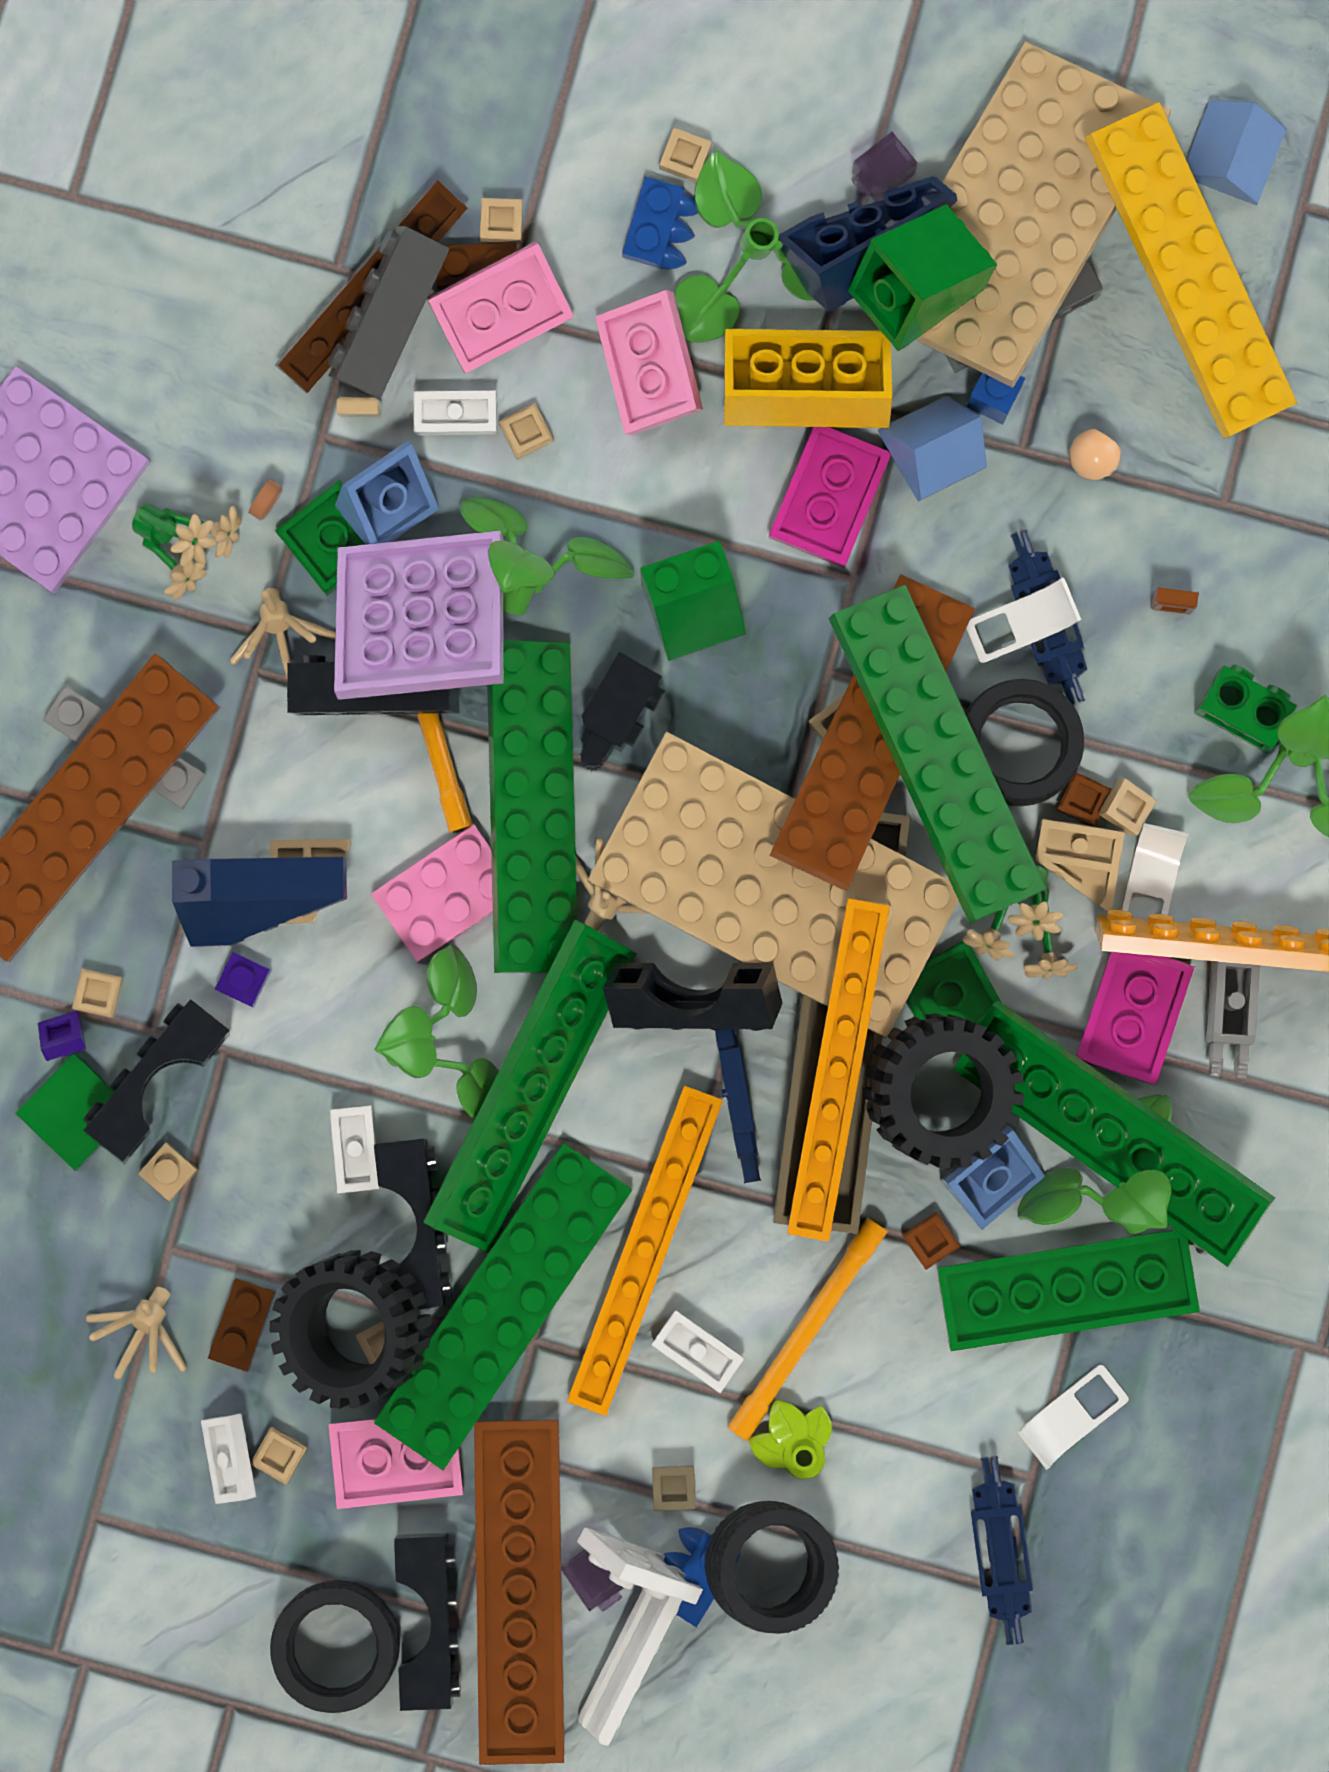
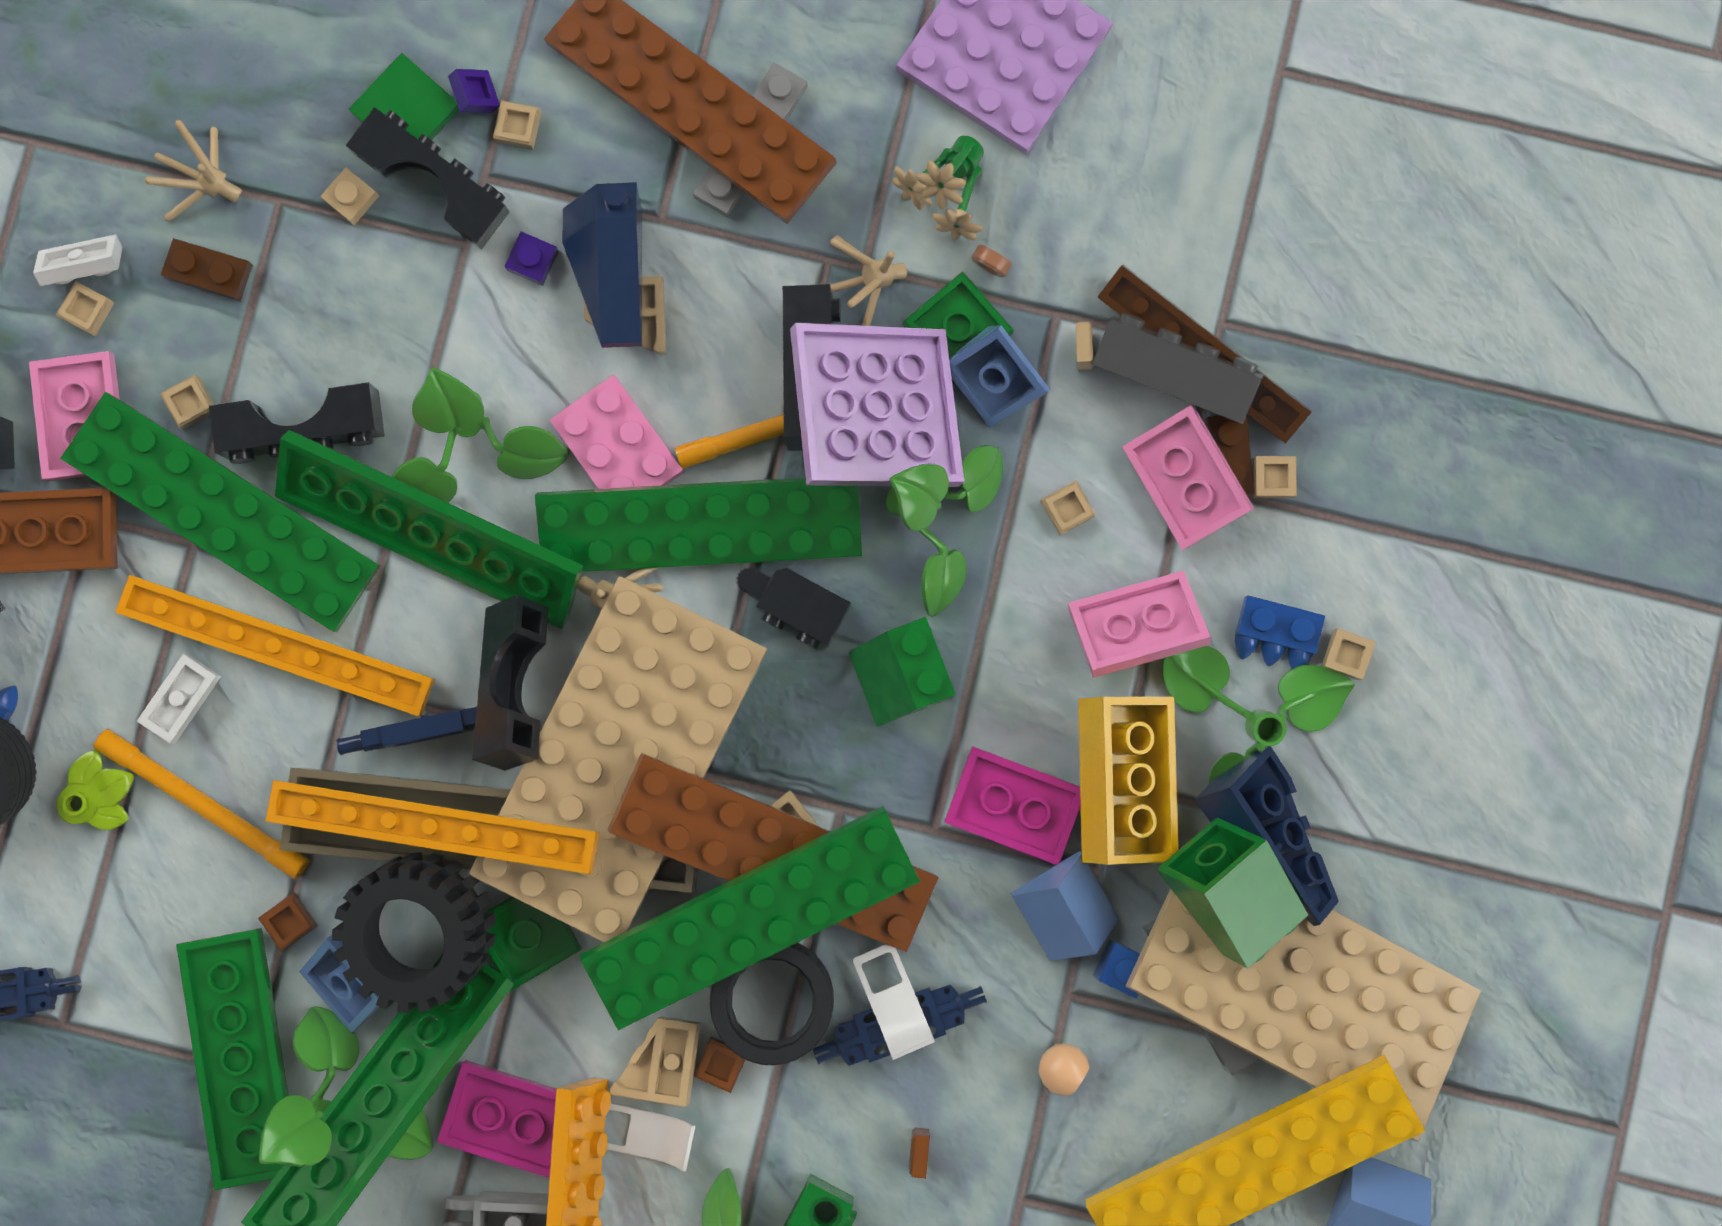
camera: 85 degrees right, 0 degrees up
(307, 1343) = (167, 335): black tyre -> none
(354, 1149) = (378, 364): white plate -> none
(455, 413) = (1083, 438): white plate -> none
(673, 1488) = (49, 679): dark tan plate -> none
(883, 168) = (1344, 850): clear purple brick -> none
(1034, 918) = (589, 1018): tan plant -> none
(1066, 1420) = (114, 1058): white piece -> none
(1127, 807) = (712, 1108): tan plate -> none

